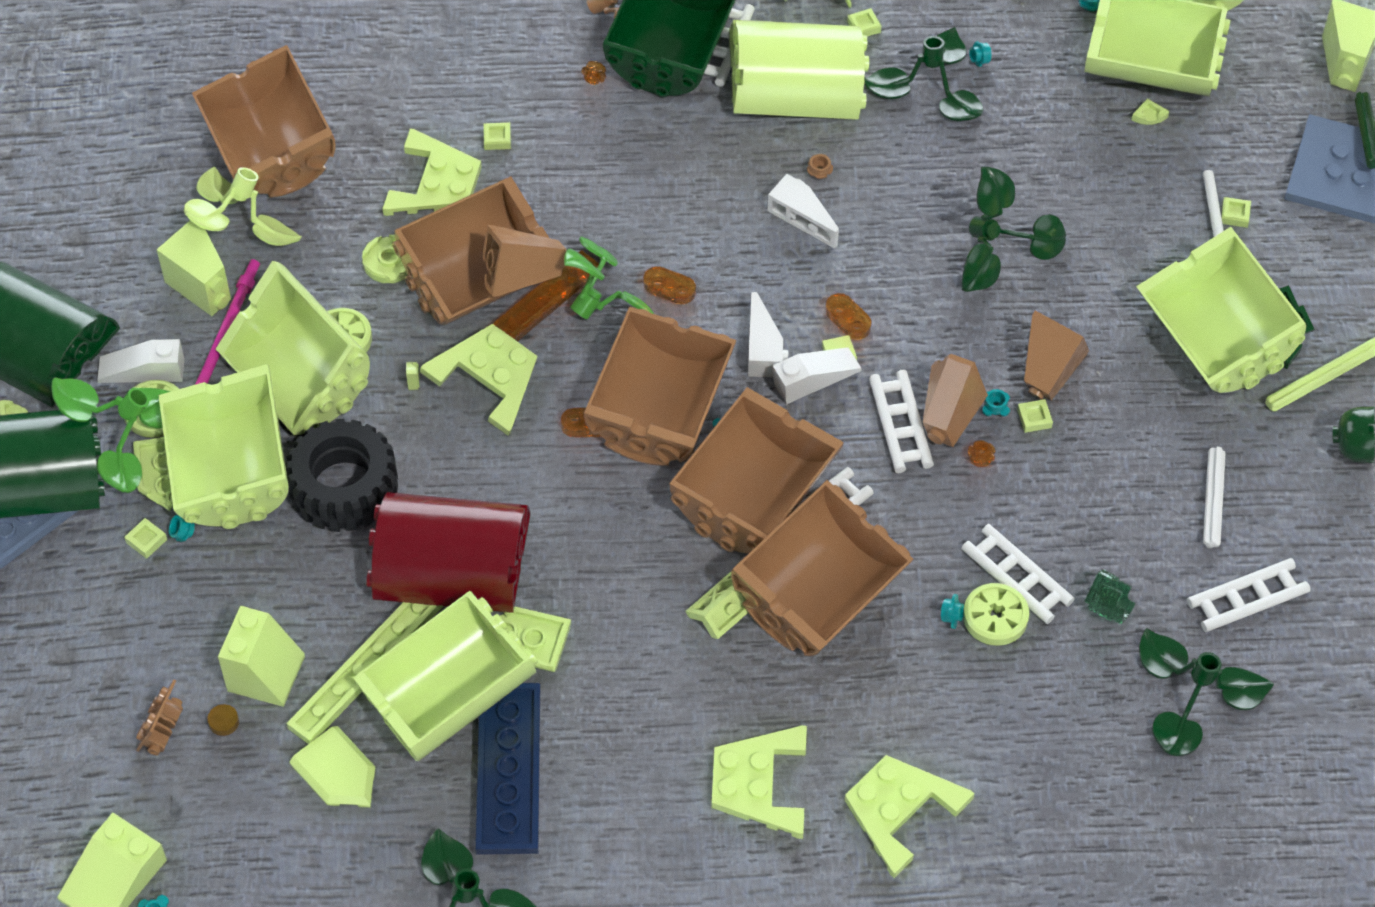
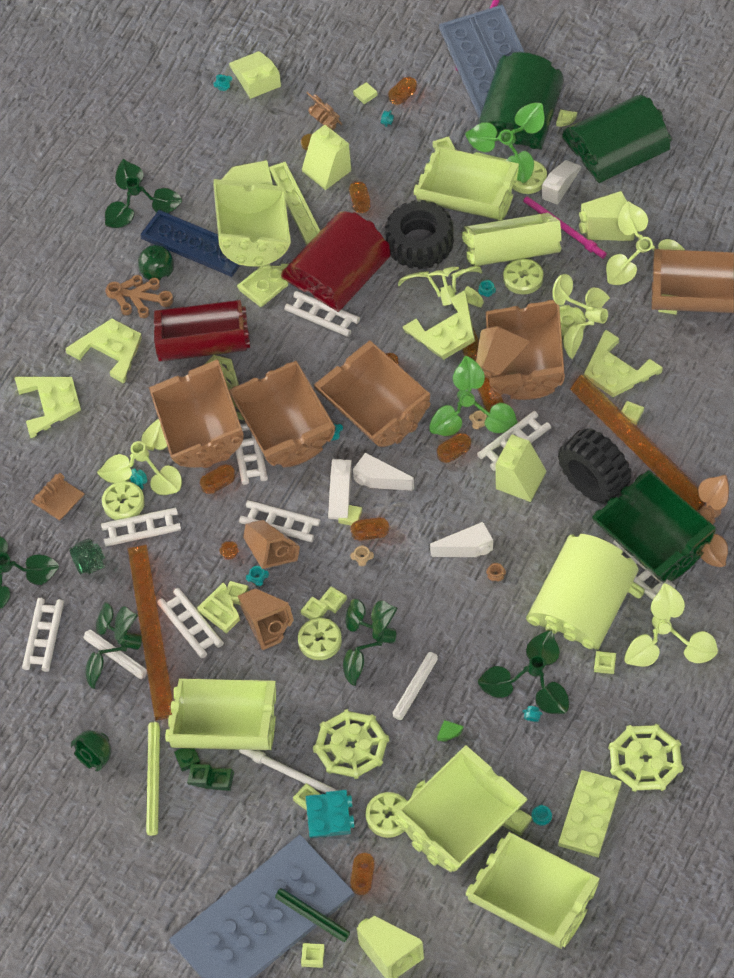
camera: 125 degrees right, 0 degrees up
(59, 640) = (402, 90): none -> clear orange plate
(82, 694) = (365, 93): none -> yellowish green tile
(125, 635) = (387, 118): none -> teal plate
(300, 593) = (359, 197): none -> clear orange plate
(380, 214) = (594, 312): none -> yellowish green plant
(386, 360) = (486, 288): none -> teal plate
(425, 368) = (446, 291): none -> yellowish green plant
(546, 97) = (637, 441): none -> clear orange plate
(552, 552) = (311, 315): none -> white bar
(575, 802) = (155, 262): none -> dark green cylinder
(612, 276) = (478, 415): none -> tan plate
(624, 245) = (515, 430): none -> white bar
(626, 101) = (594, 465): none -> black tyre
(646, 797) = (137, 294): none -> medium nougat plant
(668, 196) = (519, 469): none -> yellowish green slope
(680, 647) = (201, 330): none -> dark red cylinder
(889, 302) = (362, 550): none -> tan plate
(891, 518) = (217, 479): none -> clear orange plate
(930, 584) = (118, 466): none -> yellowish green plant
(969, 311) = (333, 599): none -> yellowish green tile
(997, 323) = (314, 609): none -> yellowish green tile
(1034, 176) = (415, 685): none -> white axle
(1038, 281) = (323, 648): none -> yellowish green wheel
(1045, 698) = (57, 497): none -> medium nougat hinge
(1055, 121) = (449, 731): none -> bright green tile
(1071, 415) = (220, 609): none -> yellowish green wing
(1118, 456) = (189, 634): none -> white bar
(1141, 189) = (353, 733): none -> yellowish green plate
(1153, 475) = (150, 632): none -> clear orange plate
(1205, 117) = (376, 813): none -> yellowish green wheel
(1205, 450) = (123, 622): none -> dark green plant
(1242, 173) = (329, 814): none -> teal plate
(1279, 118) = (362, 875): none -> clear orange plate

